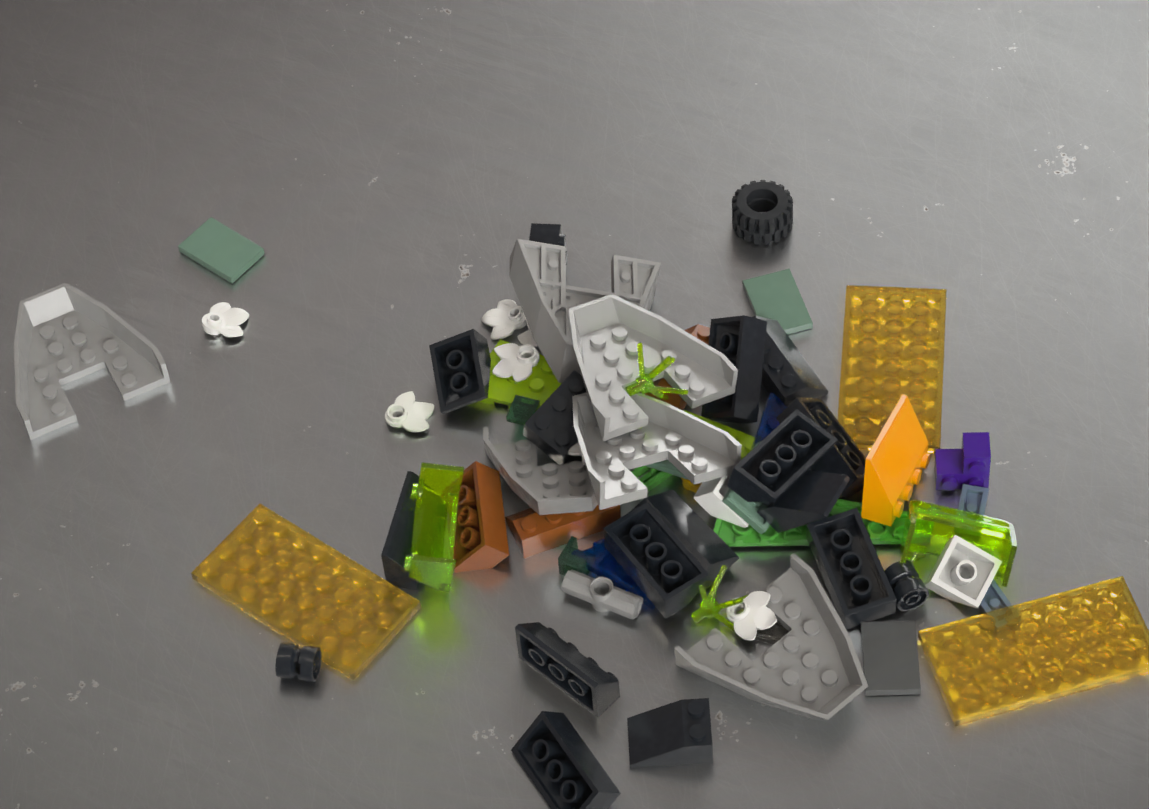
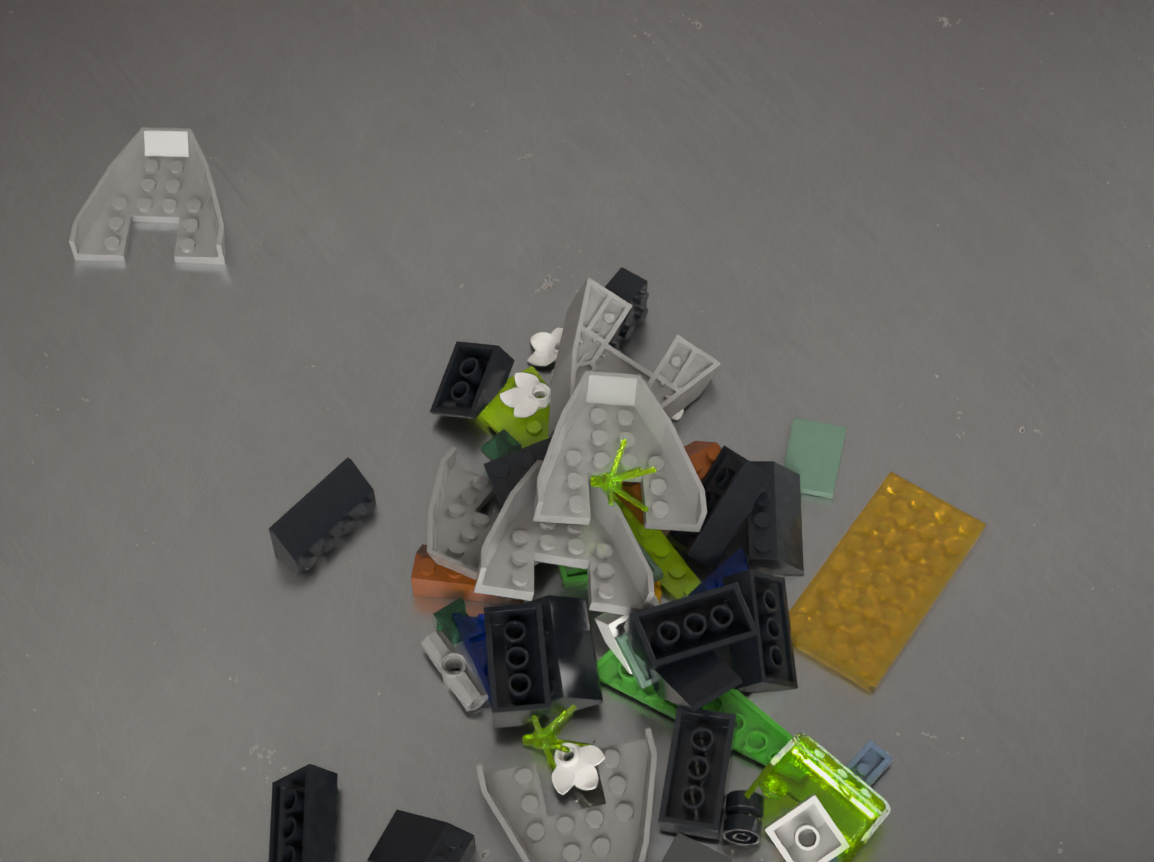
camera: 25 degrees right, 5 degrees up
(221, 250) = (349, 160): sand green tile -> none
(224, 320) = (307, 228): white plate -> none
(302, 662) = (142, 592): black wheel -> none
(306, 590) = (202, 526): clear yellow plate -> none
(408, 413) = (407, 397): white plate -> none
(434, 525) = (338, 527): clear neon green windscreen -> none
(480, 520) = (390, 535): dark orange slope -> none
(566, 667) = (373, 727): black slope -> none
(762, 212) = (855, 341): black tyre -> none
(894, 465) = (806, 686): light orange slope -> none
(964, 465) = (883, 720): dark purple brick -> none

